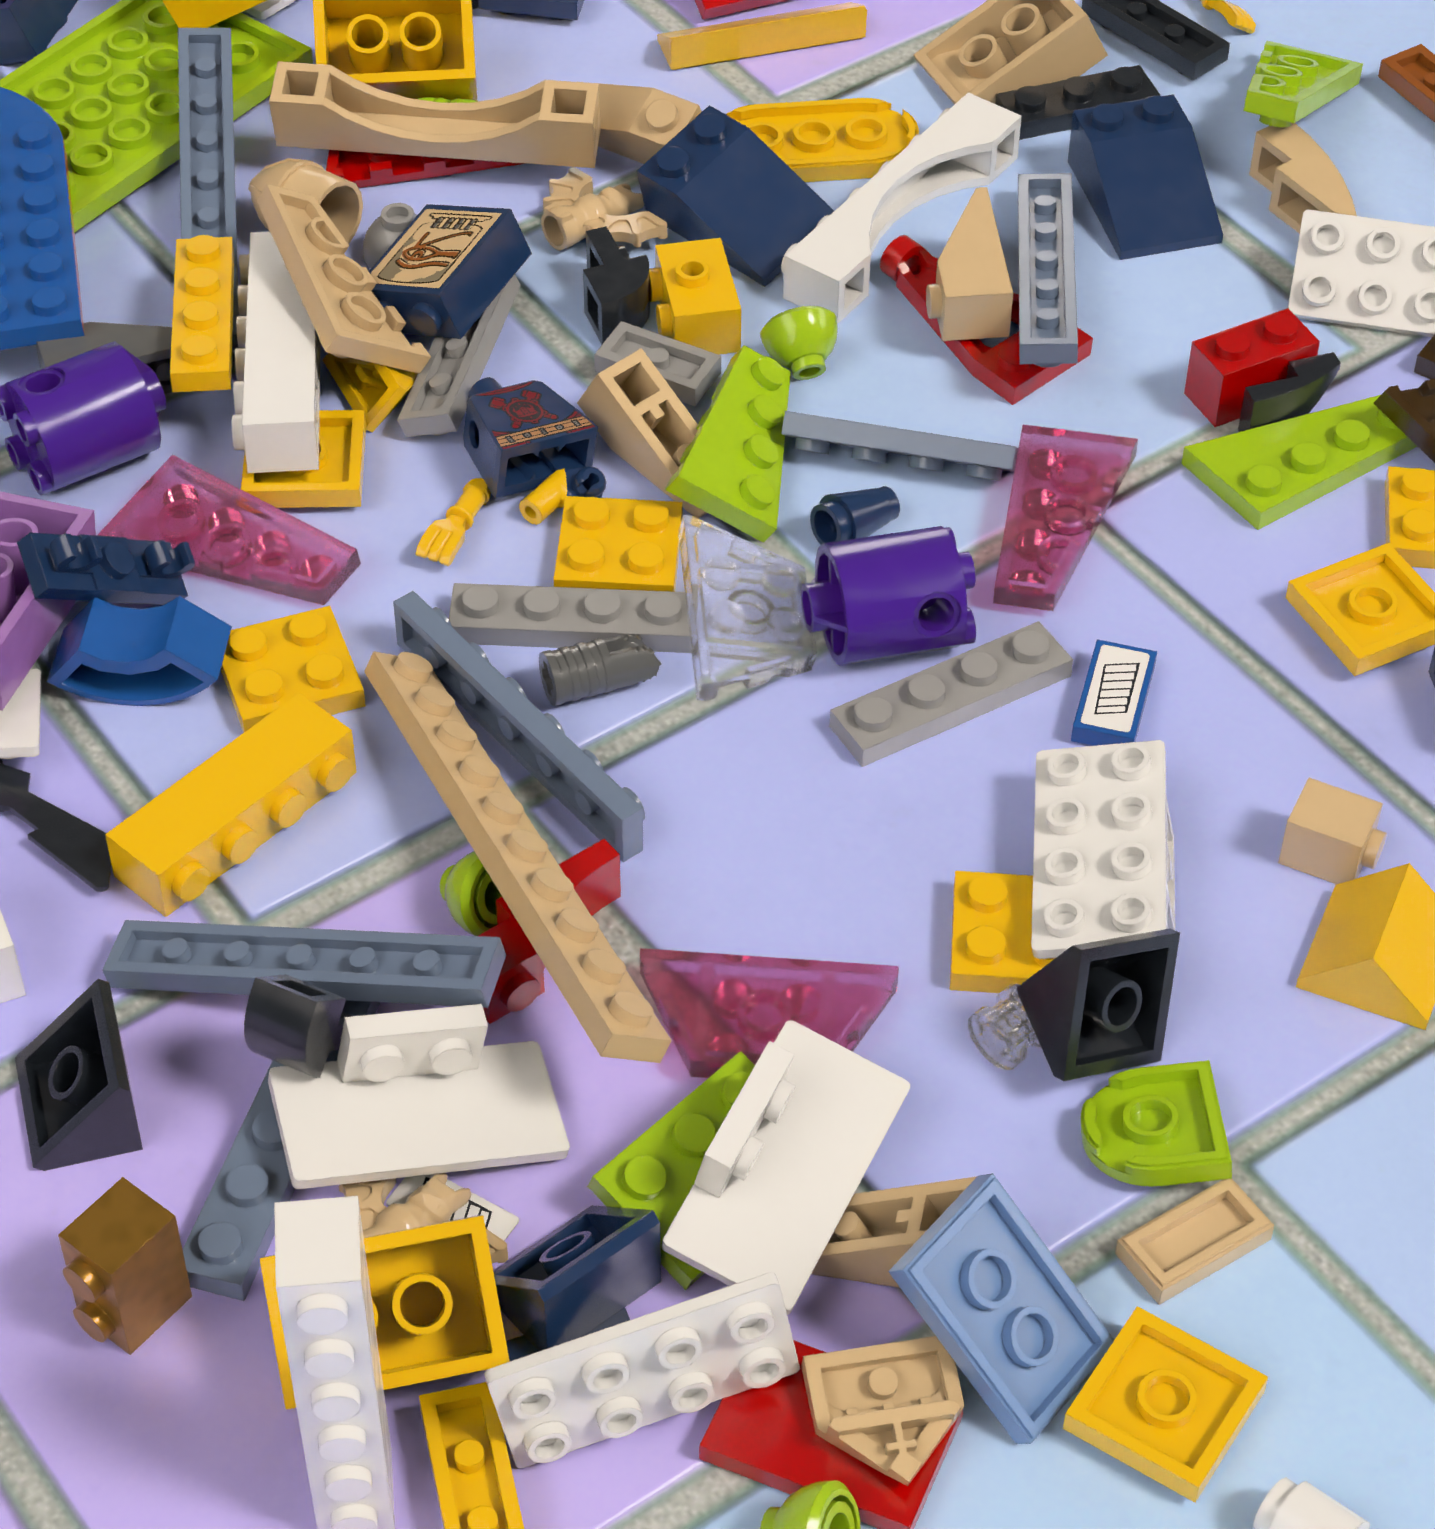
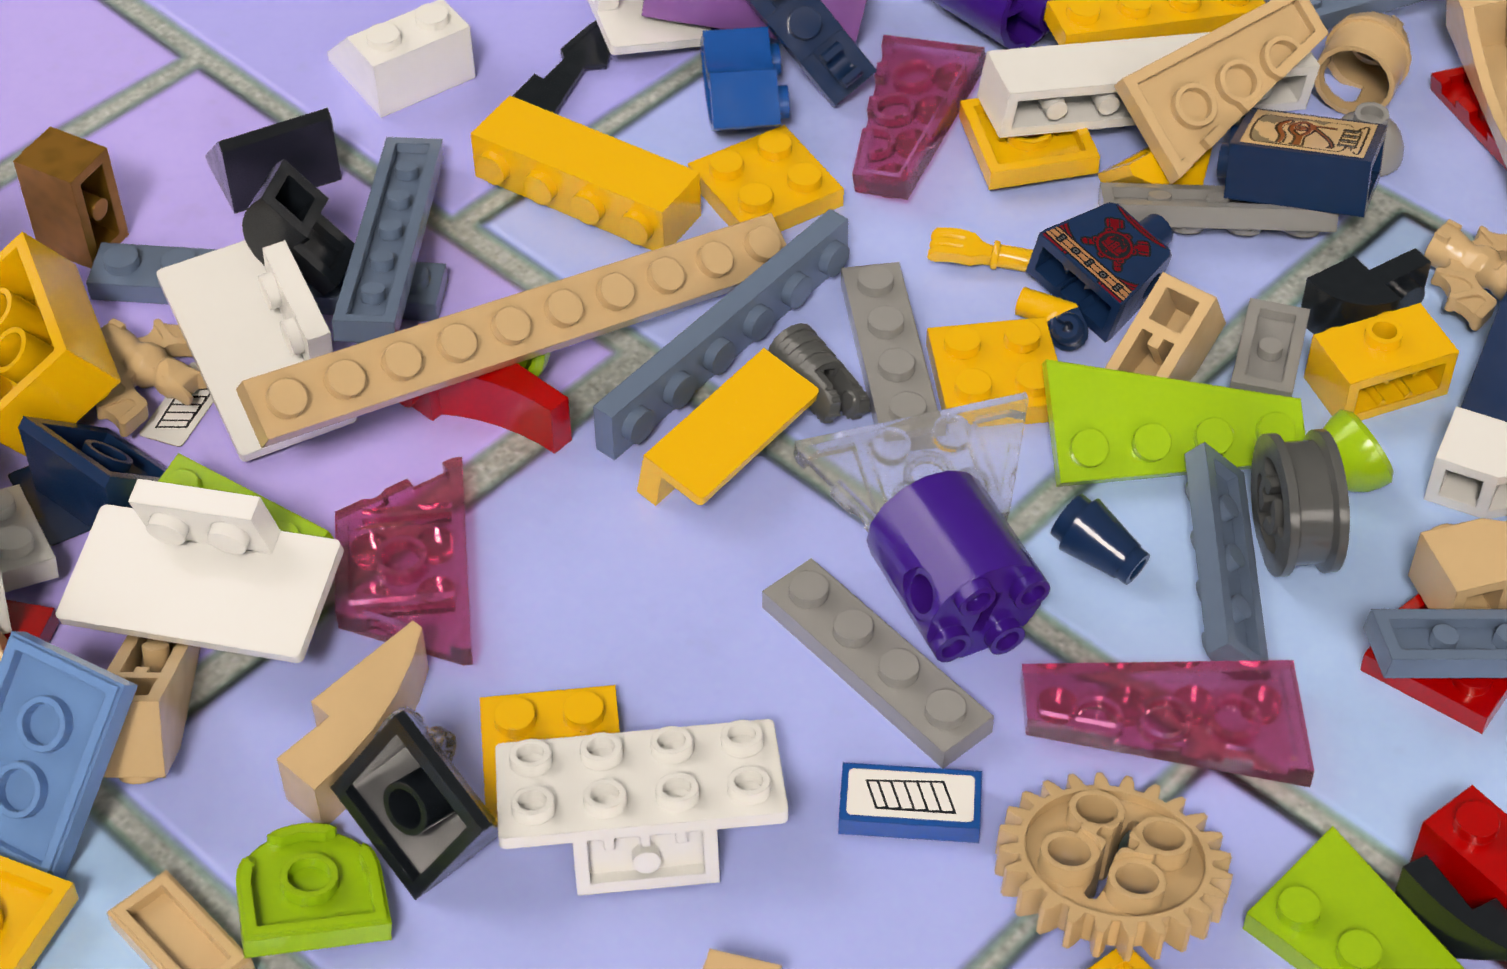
camera: 80 degrees right, 0 degrees up
(661, 740) = (726, 431): none -> yellow panel
(846, 358) = (1300, 502): none -> dark grey wheel
(975, 1065) = (348, 720): none -> tan slope
(1213, 573) = (1156, 888): none -> tan gear

